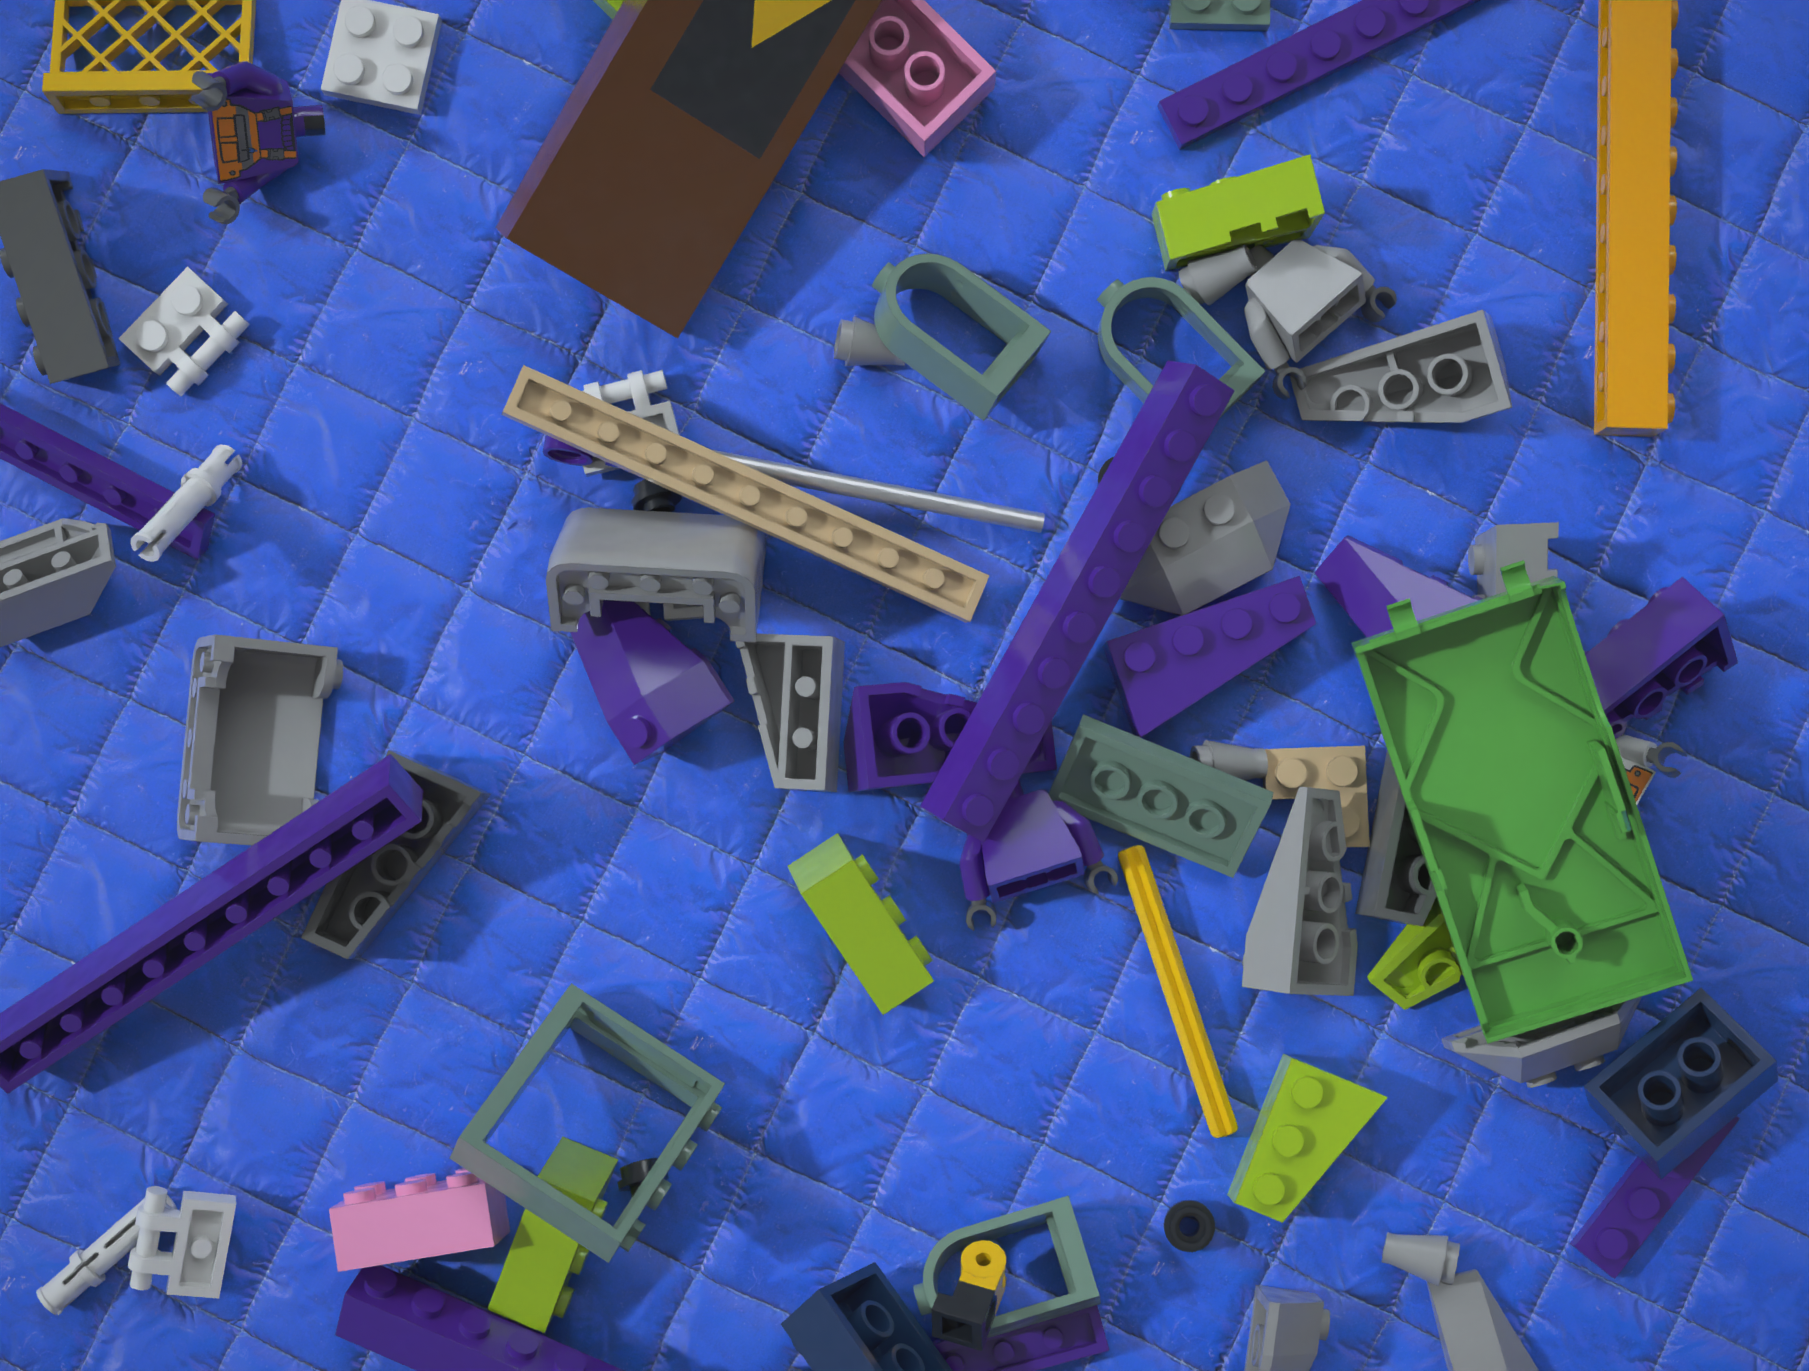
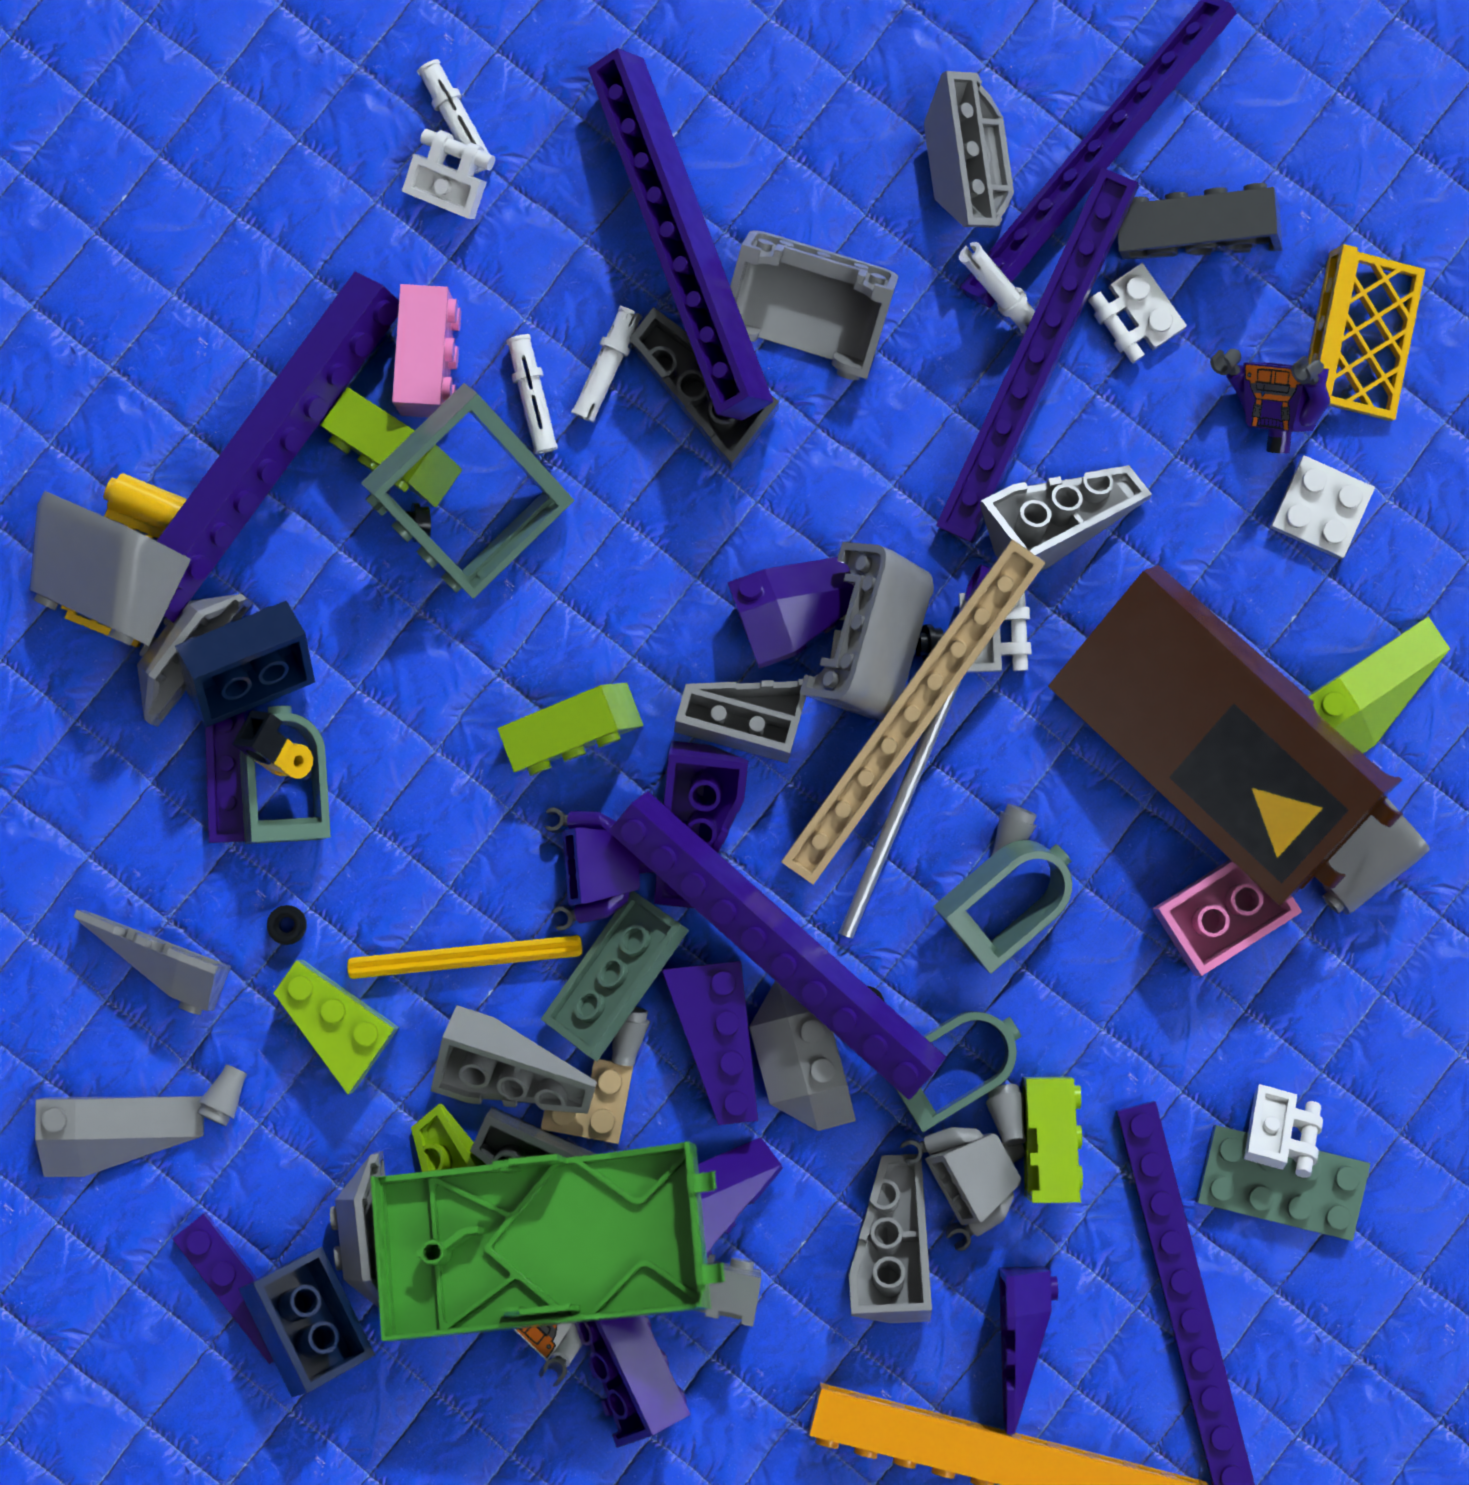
camera: 100 degrees right, 0 degrees up
(260, 439) = (1038, 353): none -> dark purple plate
(368, 978) = (606, 364): none -> white pin
(392, 1095) = (521, 349): none -> white pin
(455, 371) = (1061, 514): none -> light grey wedge
(1466, 201) = (1023, 1321): none -> dark purple wedge

